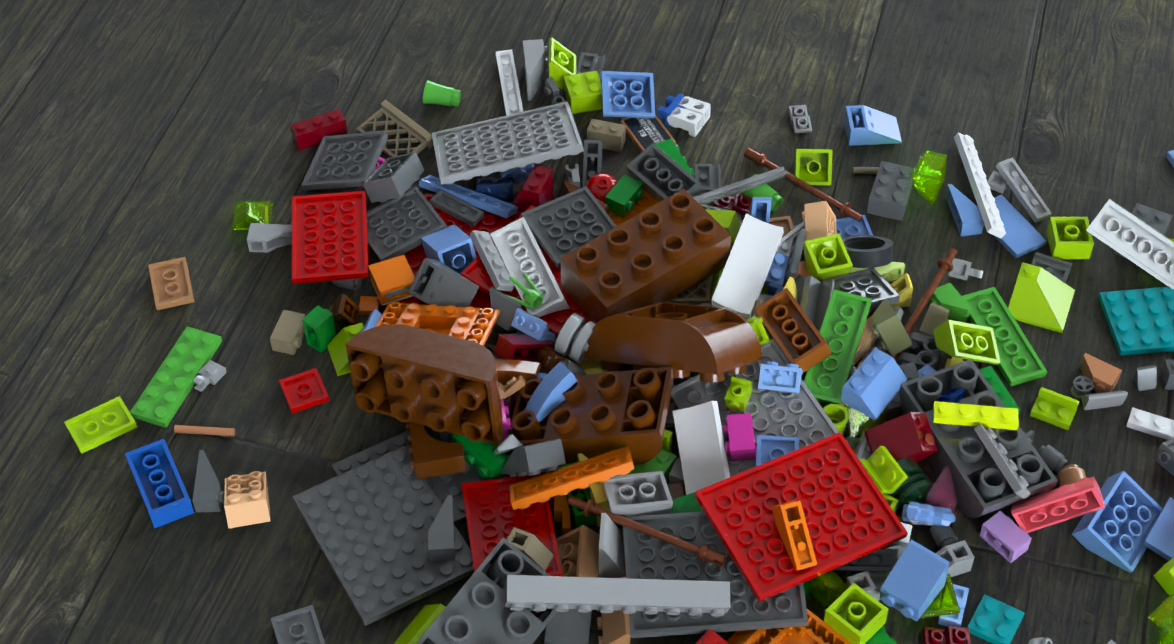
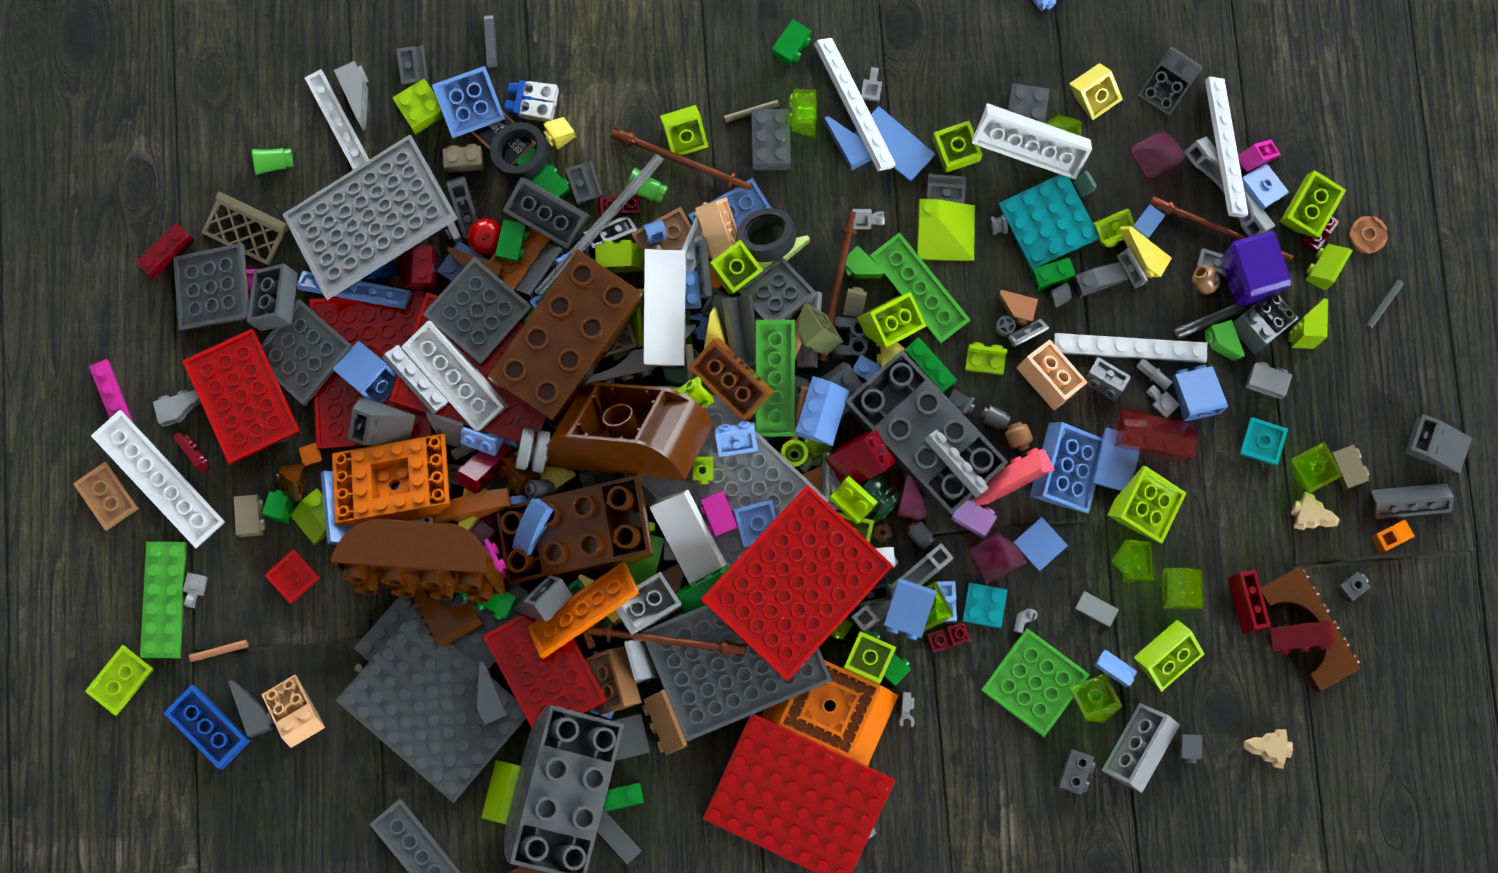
camera: 20 degrees left, 30 degrees up
(217, 218) = (109, 388): none -> dark pink plate
(224, 282) = (158, 479): none -> white plate
(251, 212) = (145, 380): clear neon green slope -> none
(265, 267) = (189, 447): none -> dark red plate
(391, 279) = (324, 425): orange piece -> none
(457, 208) = (350, 310): dark grey tile -> none
(507, 445) = (514, 596): light grey slope -> none
(513, 386) = (487, 530): medium nougat slope -> none
(531, 547) = (571, 695): dark tan slope -> none
(532, 297) = (471, 416): bright green plant -> none
(552, 90) = (384, 114): dark grey plate -> none
(561, 62) = (383, 78): lime slope -> none
(617, 594) = (666, 722): light grey brick -> none
(659, 125) = (513, 132): none -> black tyre
(664, 68) = (490, 41): none -> dark grey beam
(698, 137) = (558, 132): none -> light yellow slope
(795, 534) = (799, 611): orange slope -> none
(799, 119) = (652, 67): light grey slope -> none
(870, 126) = (728, 58): medium blue slope -> none
(905, 289) = (811, 269): light yellow slope -> none
(927, 515) = (902, 526): medium blue rock -> none
(933, 131) = (792, 42): none -> green brick
(952, 396) = (895, 403): clear blue slope -> none
(975, 415) = (922, 423): neon yellow plate -> none
(1021, 578) = (997, 557): none -> clear pink slope
(1023, 190) = (899, 97): light grey plate -> none
(1071, 584) = (1040, 544): none -> medium blue tile
(1095, 307) = (998, 225): none -> dark grey wheel
(1120, 438) = (1051, 374): none -> light nougat slope
(1141, 355) = (1053, 274): none -> green brick

